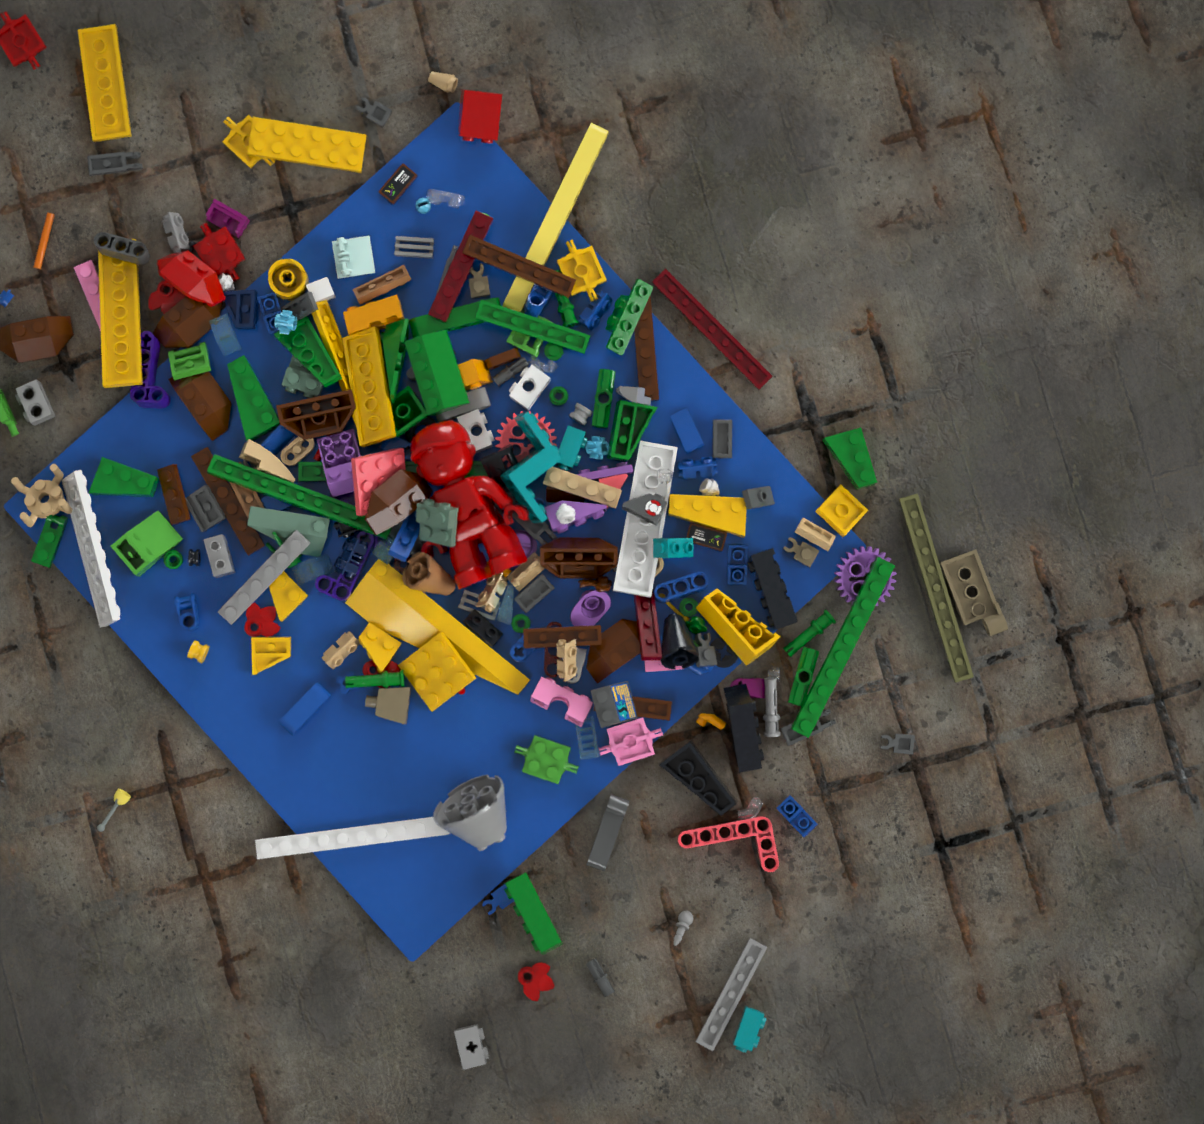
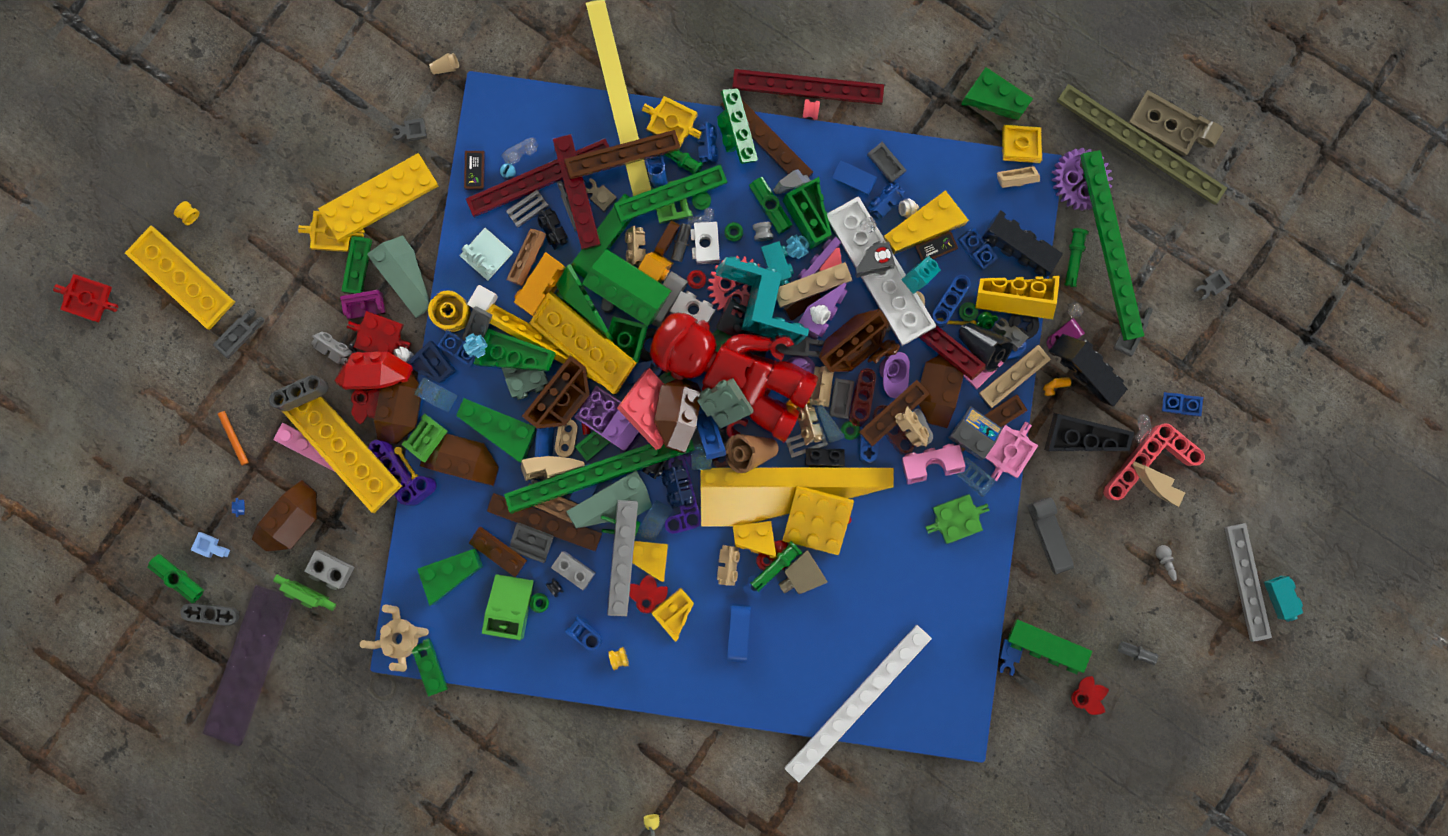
camera: 35 degrees left, 0 degrees up
(90, 549) = (466, 647): white plate -> none
(149, 36) = (186, 213): none -> yellow wheel
(162, 354) = (398, 450): none -> yellow hinge
(247, 184) = (356, 265): none -> green plate
(278, 214) = (400, 268): none -> sand green wedge
(417, 285) = (548, 220): none -> black hinge
(429, 226) = (523, 184): none -> dark red plate
(463, 1038) = (1095, 795): light grey brick -> none
(475, 812) = (939, 604): light grey cone -> none
(476, 338) = (634, 238): none -> tan hinge
(479, 115) = (494, 65): red slope -> none
(499, 403) = (696, 273): none -> red plate
(558, 601) = (866, 389): none -> clear red beam
(682, 686) = (1014, 376): none -> tan plate
(699, 349) = (811, 109): none -> coral wheel
(724, 860) = (1159, 484): none -> tan slope
(758, 497) = (952, 183): dark grey plate -> none
(771, 716) = (1100, 343): light grey pin -> none
(804, 553) = (1020, 199): dark tan plate -> none
(807, 664) = (1093, 281): green piece -> none

